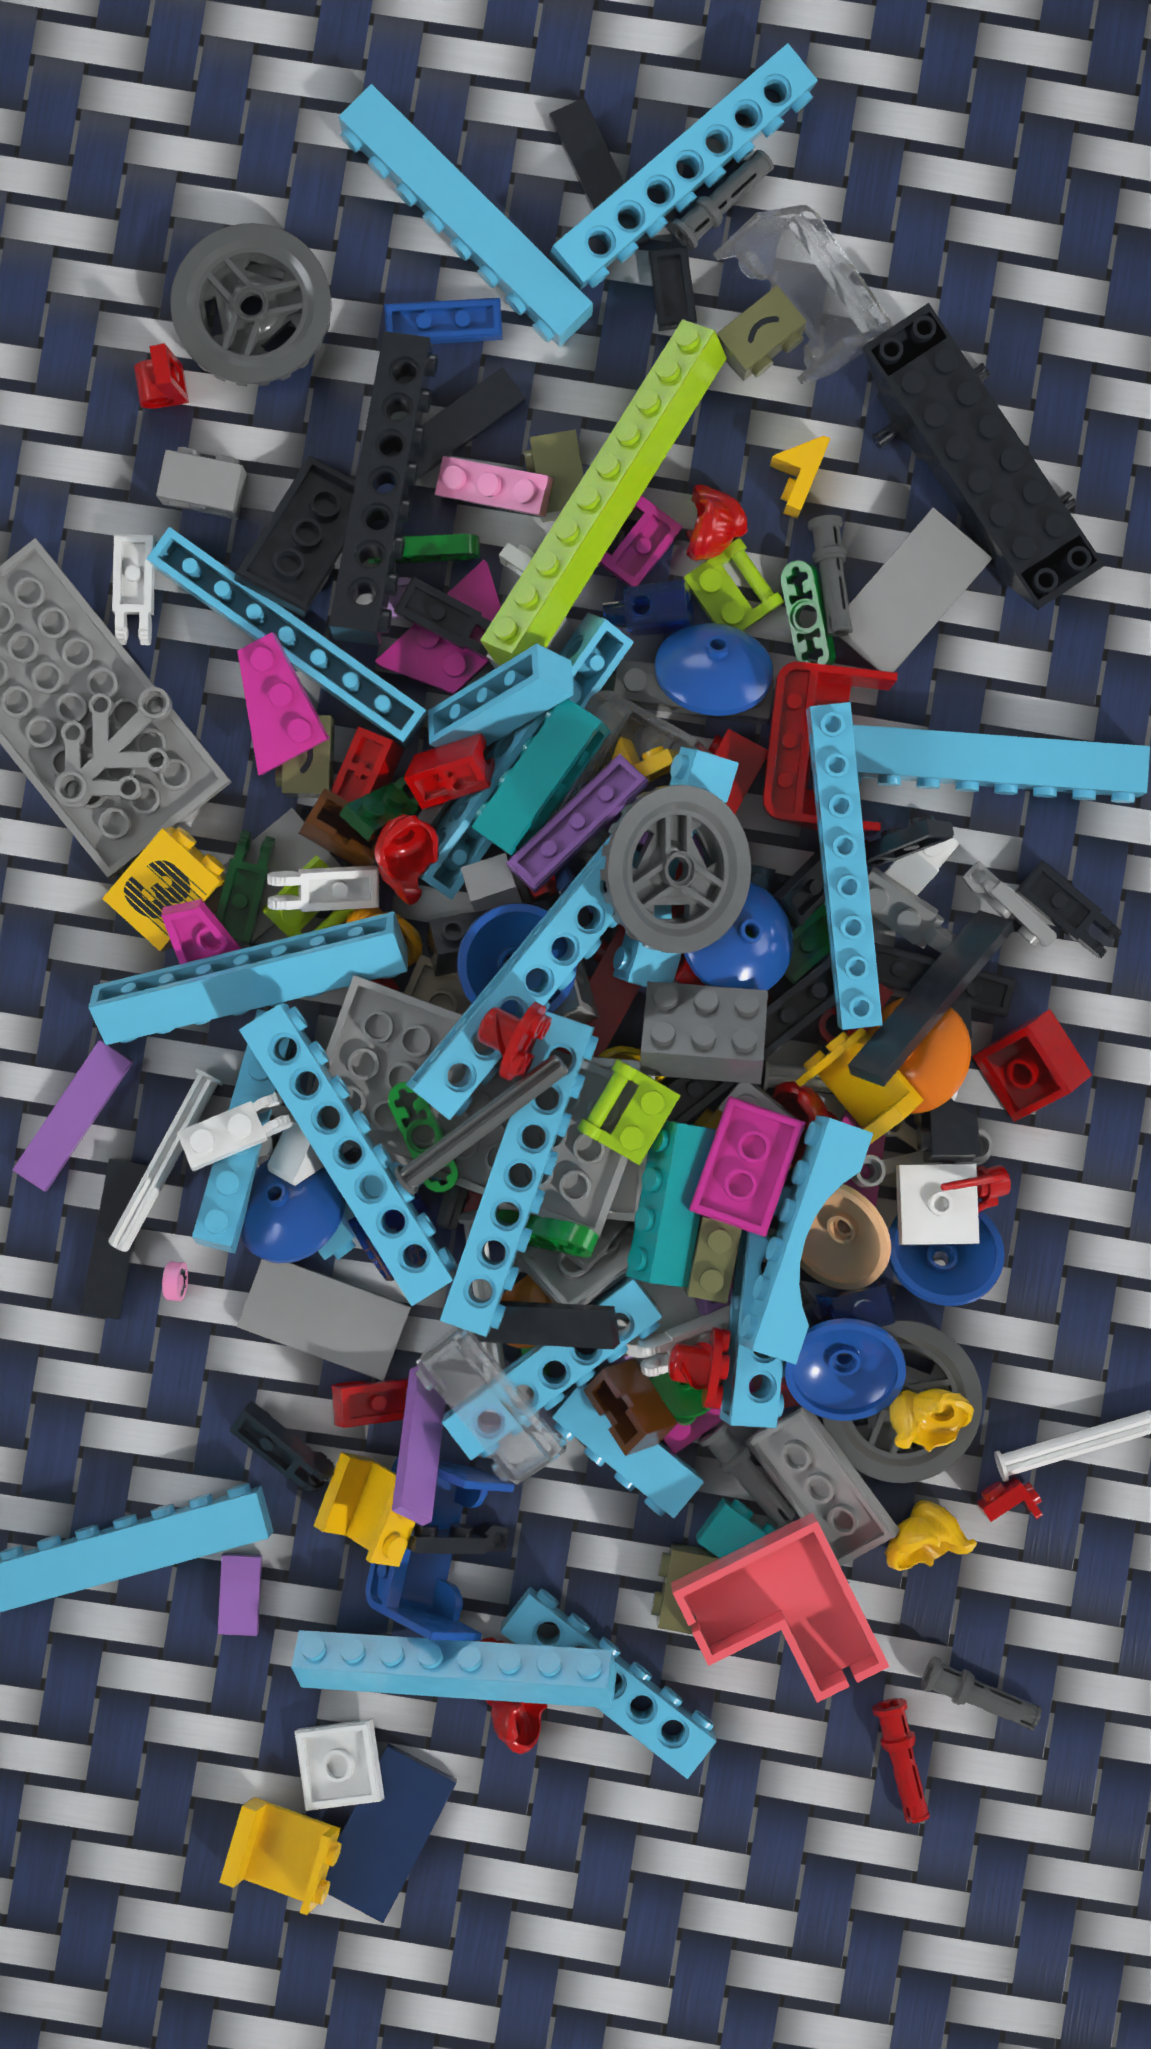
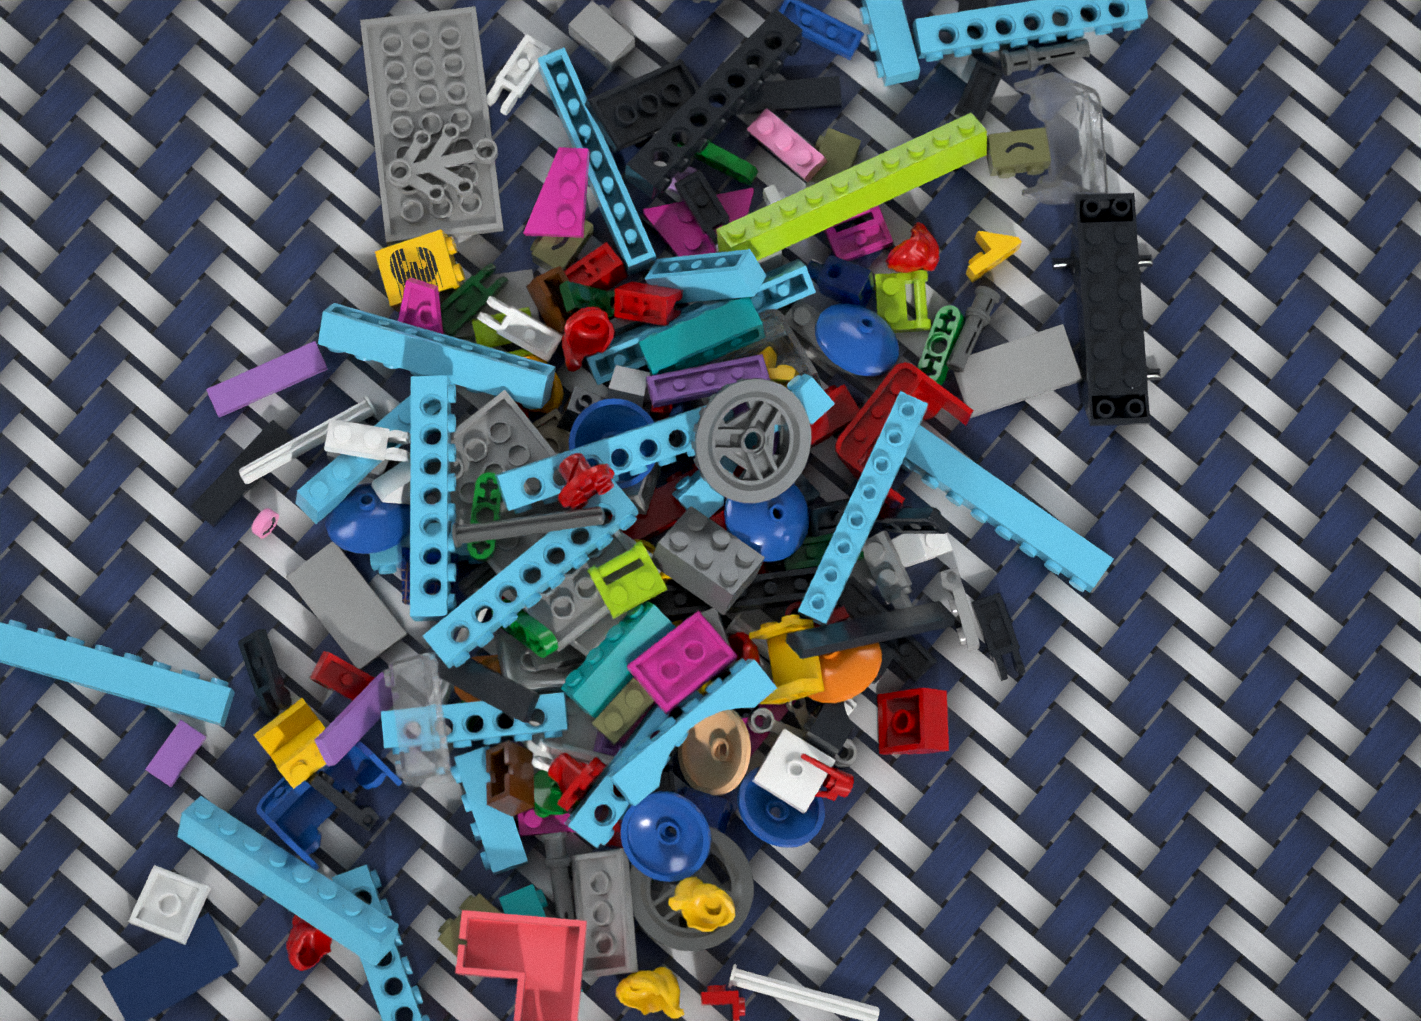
camera: 25 degrees right, 10 degrees down
(282, 1852) = (93, 939): yellow panel -> none

